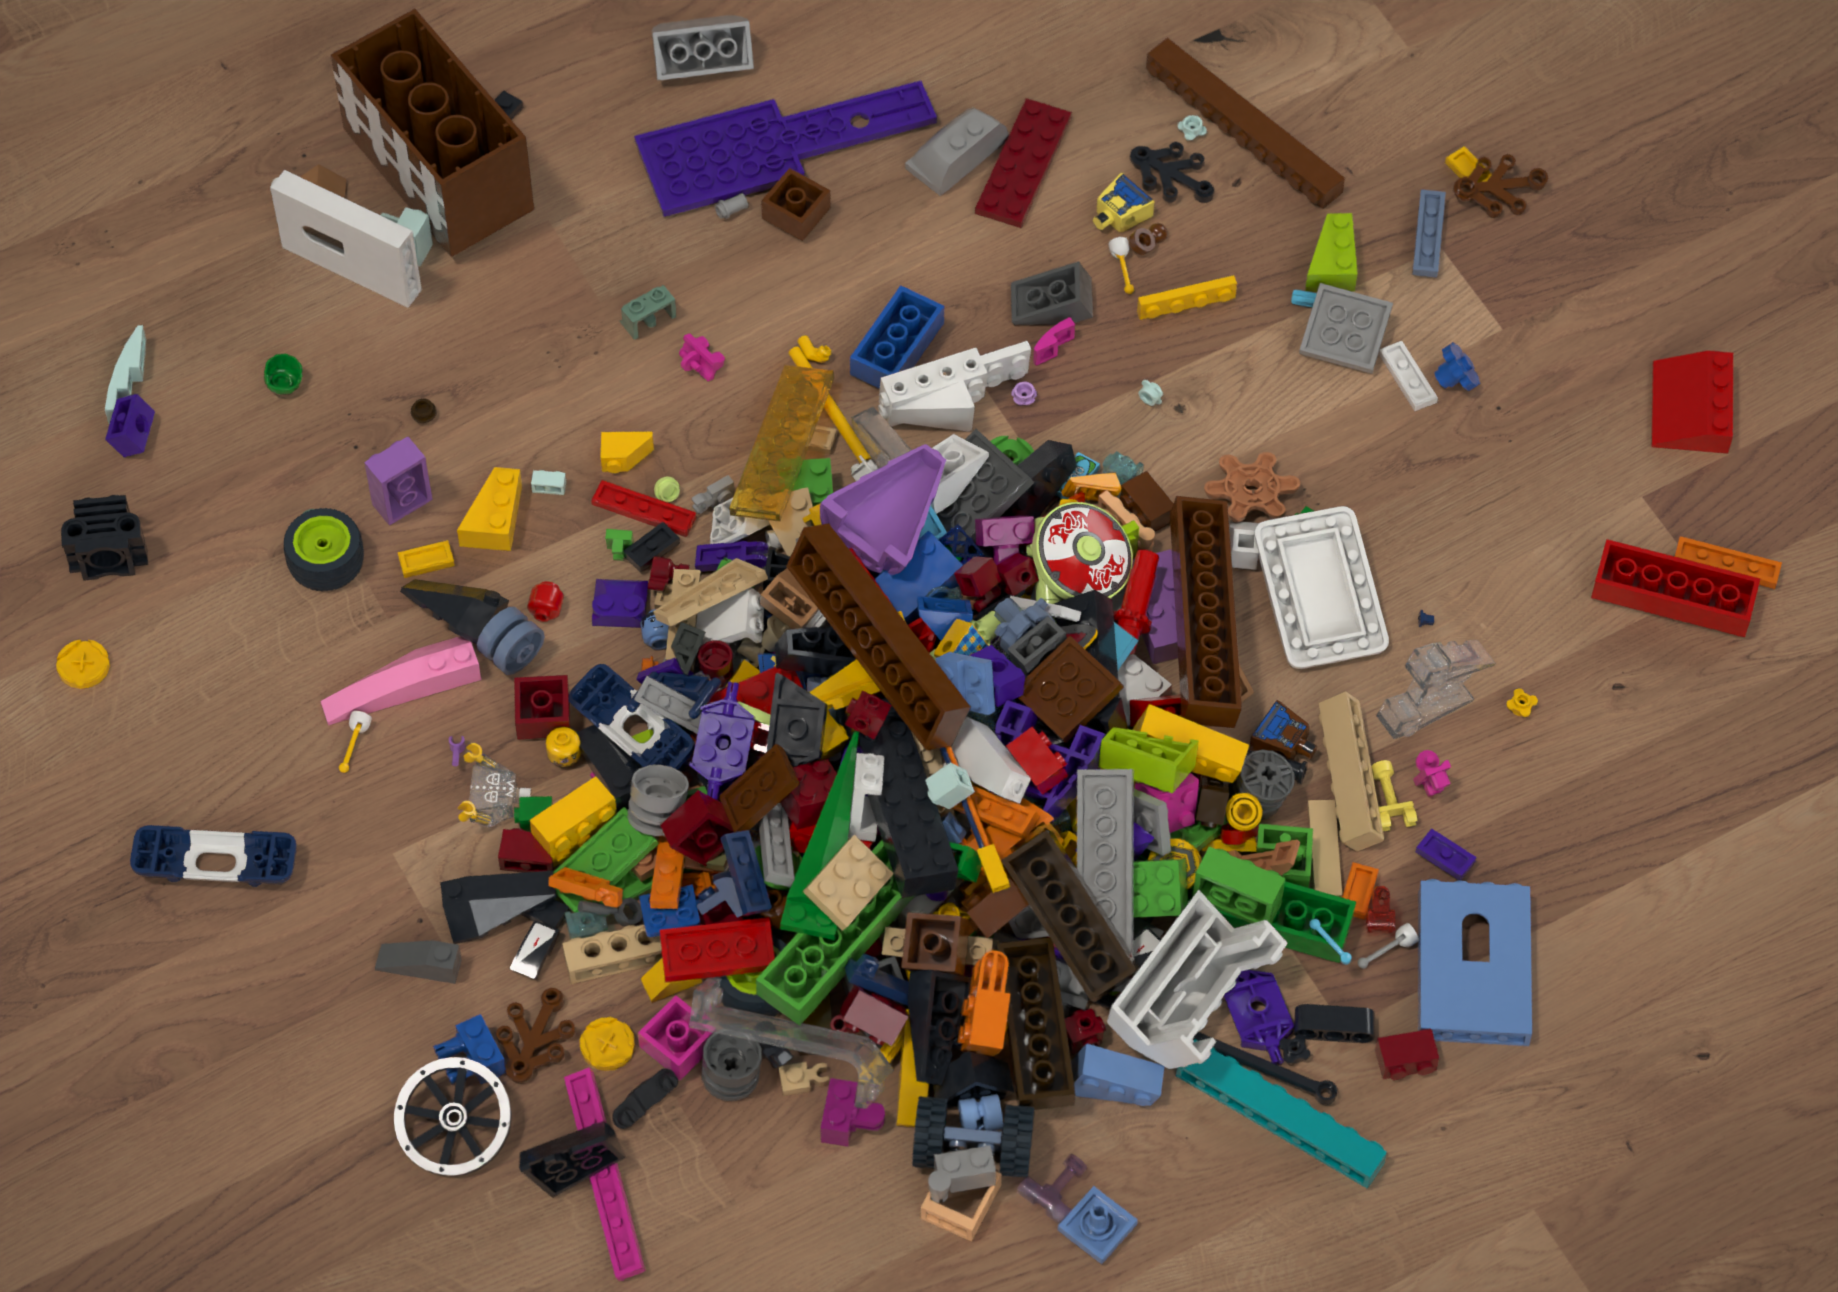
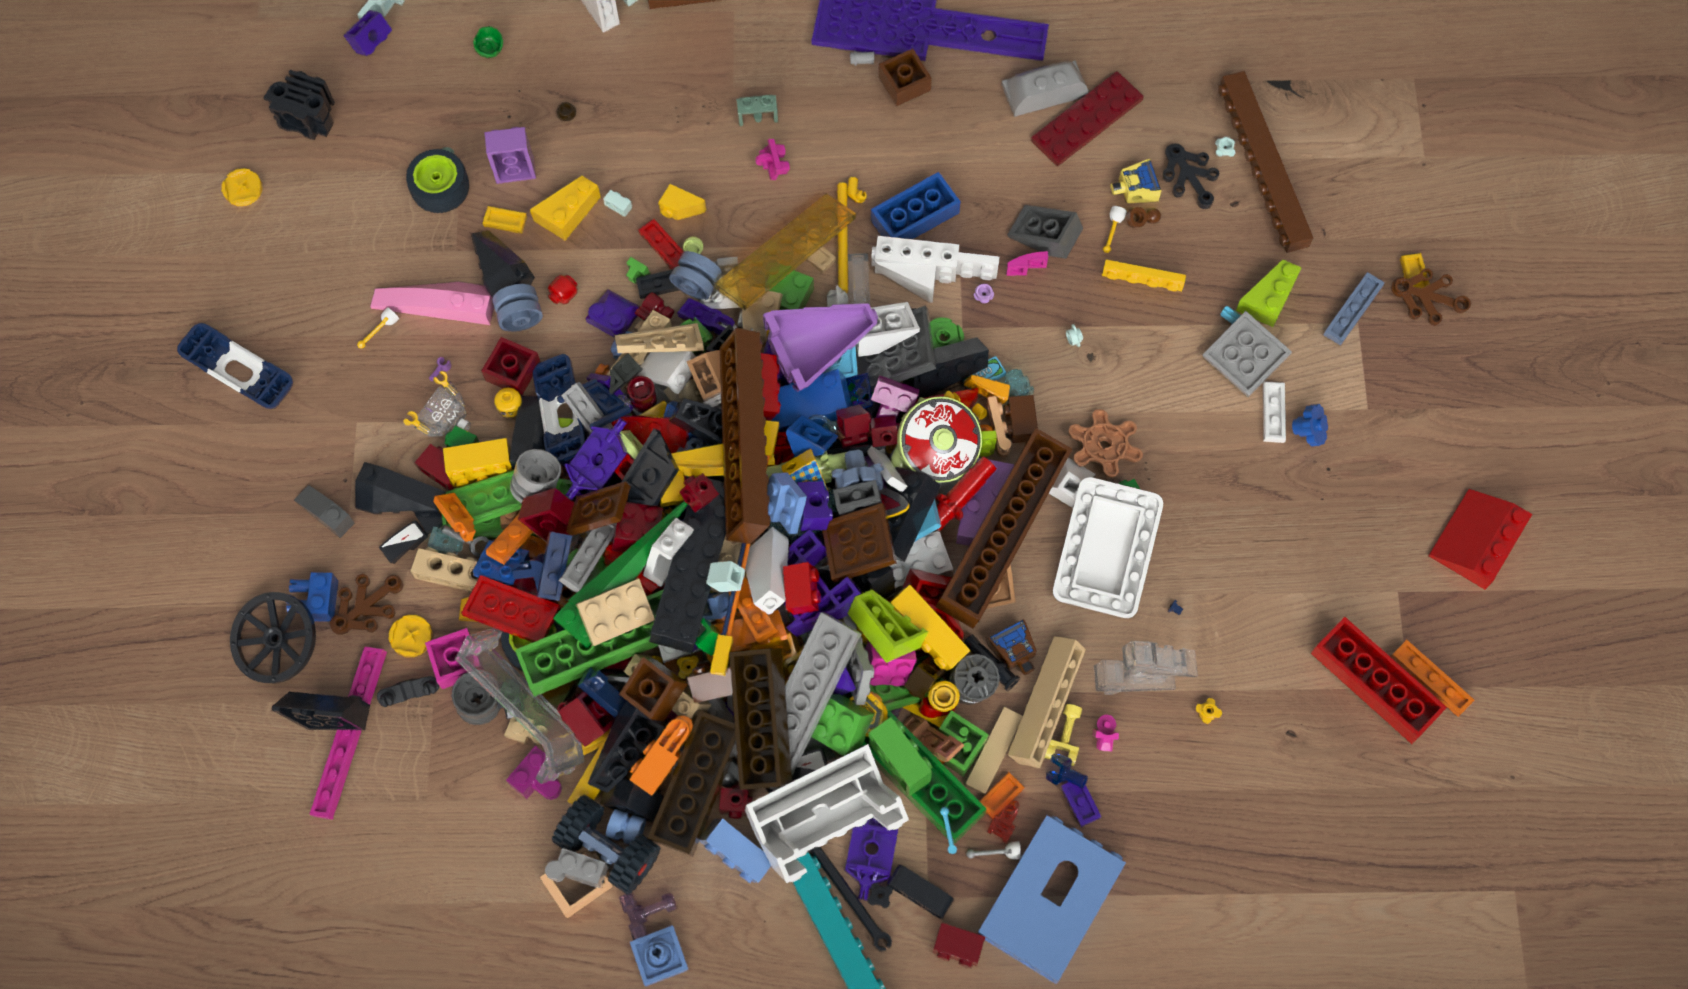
camera: 30 degrees right, 10 degrees up
(697, 513) = (695, 275): none -> sand blue wheel
(1415, 831) = (1066, 772): none -> clear blue piece

